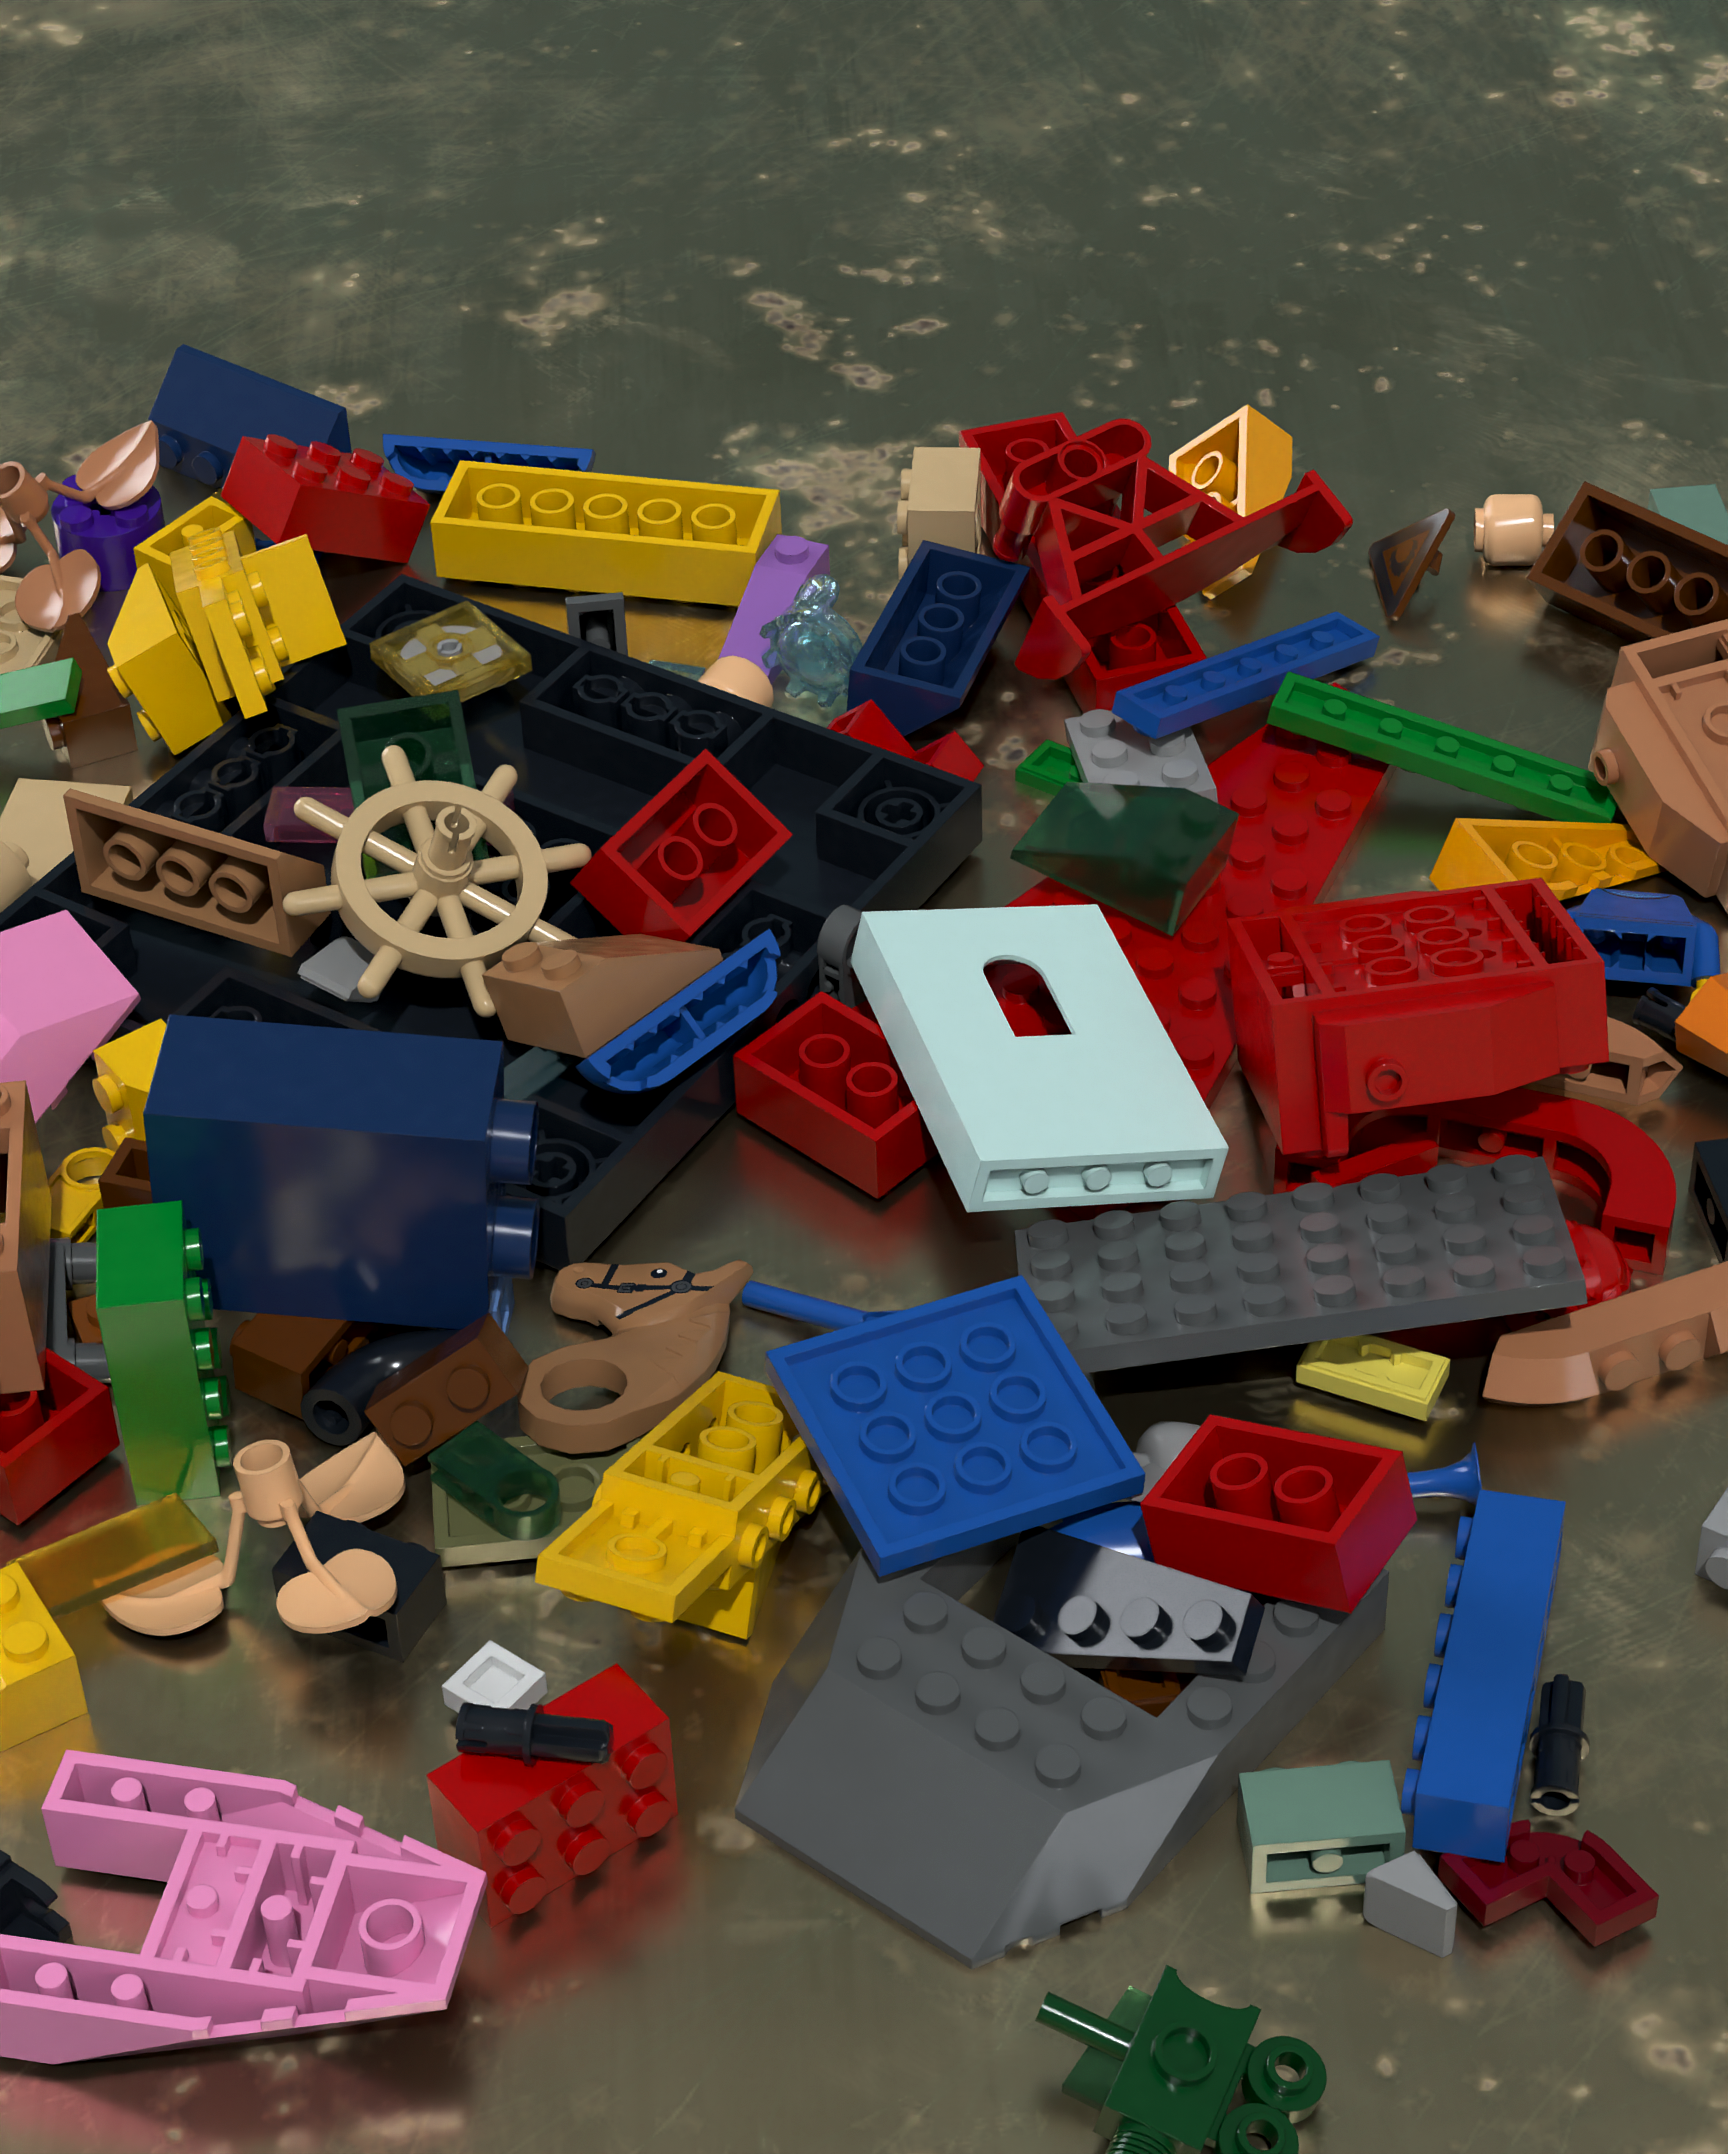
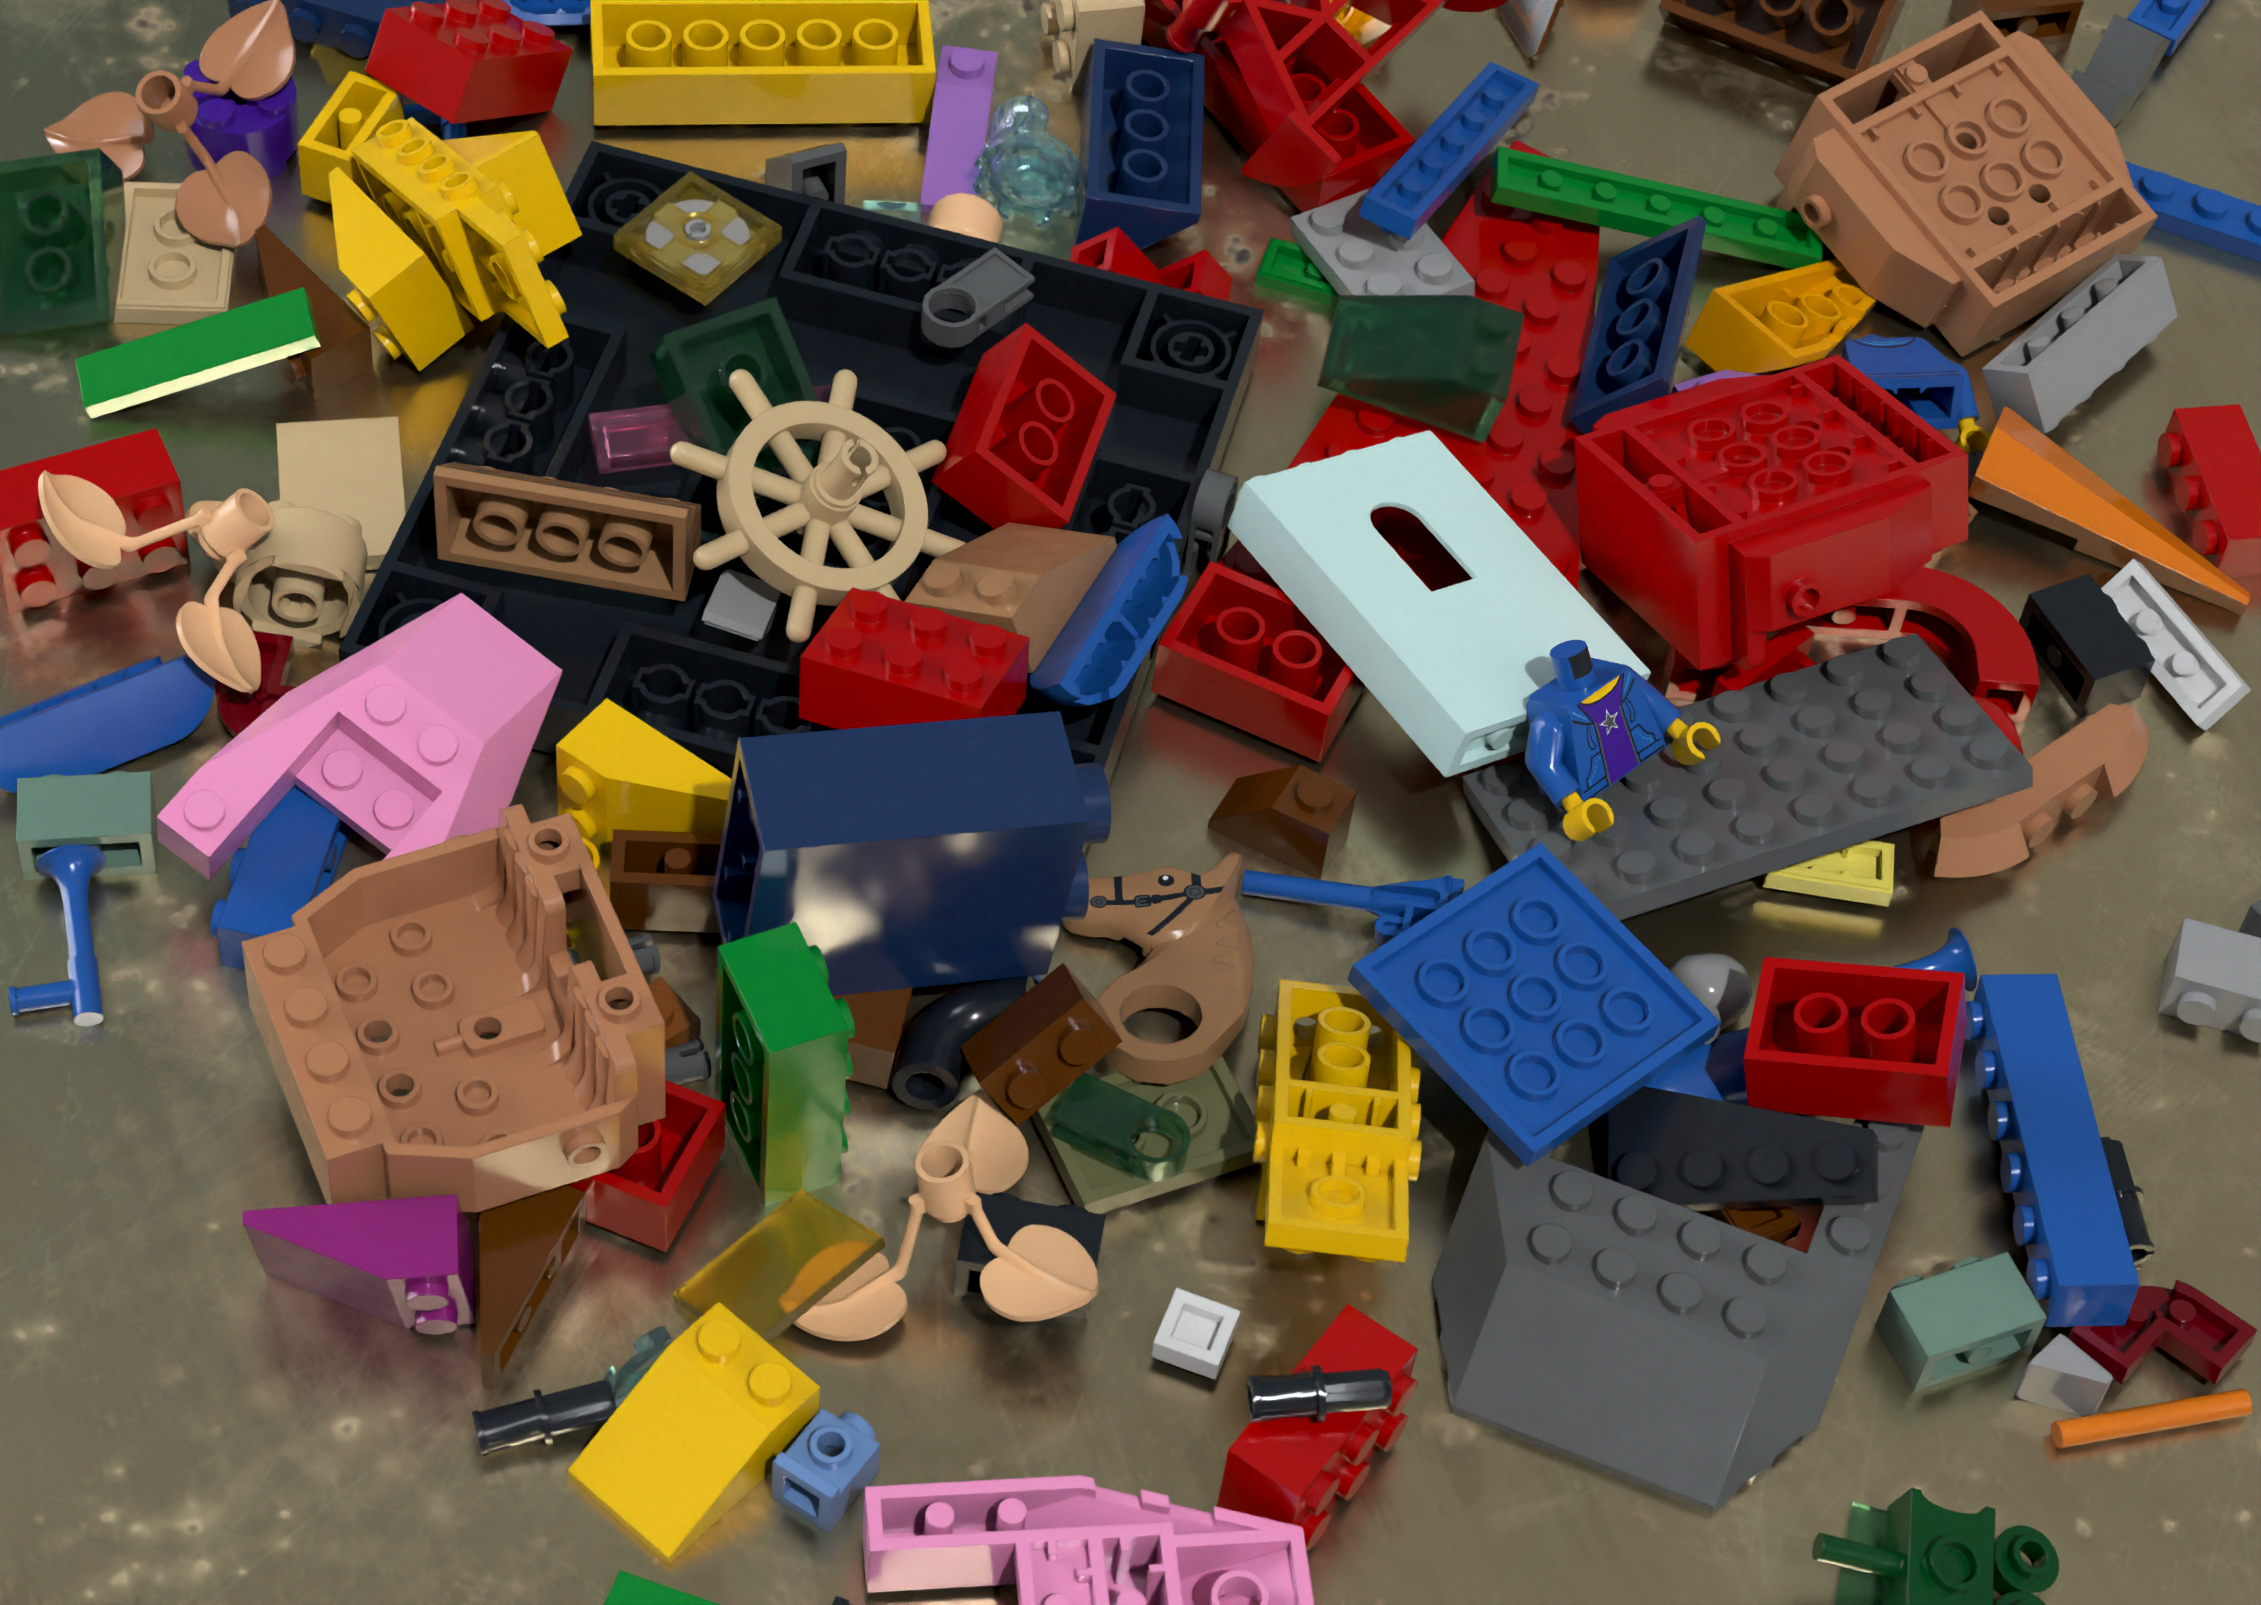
camera: 25 degrees left, 10 degrees up
(63, 1722) = (823, 1485): none -> medium blue brick
(455, 1001) = (908, 665): none -> red brick
(712, 725) = (983, 290): none -> dark grey piece
(819, 1242) = (1288, 817): none -> reddish brown slope
(1134, 1184) = (1597, 728): none -> torso
(1390, 836) = (1639, 324): none -> dark blue slope
(1508, 1968) = (2151, 1418): none -> orange bar

